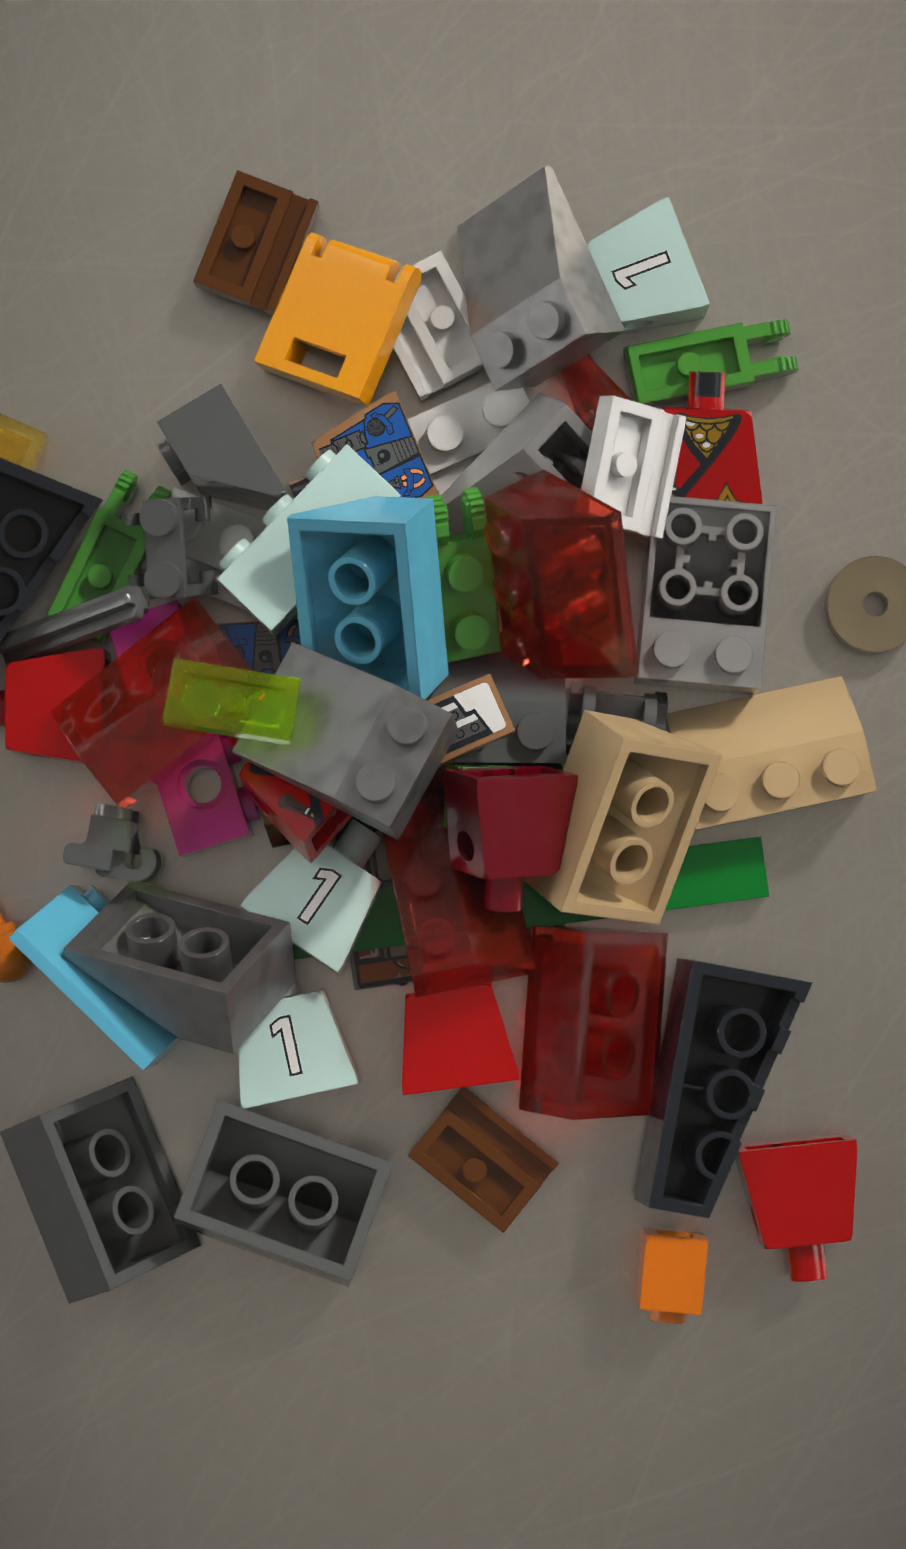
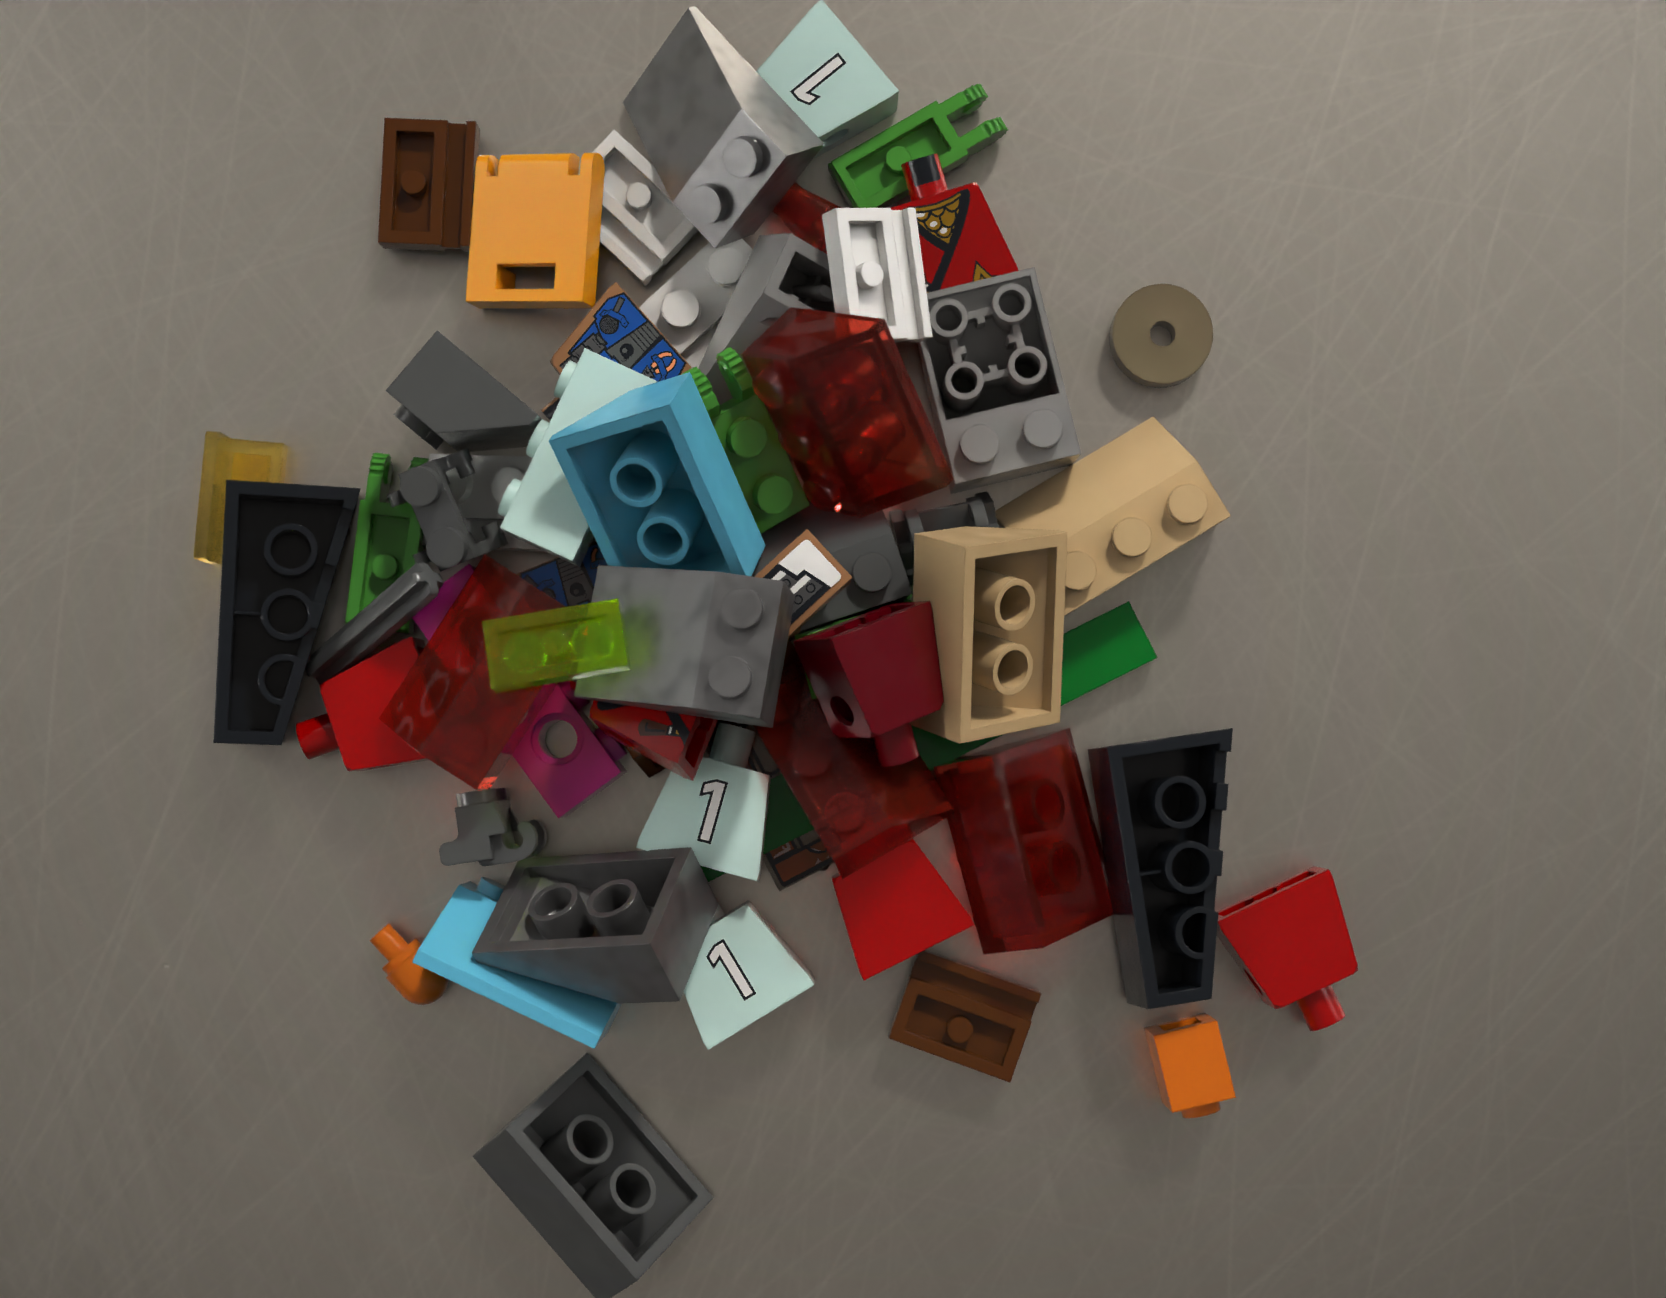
camera: 25 degrees left, 0 degrees up
(282, 1193) = (777, 1119): dark grey slope -> none

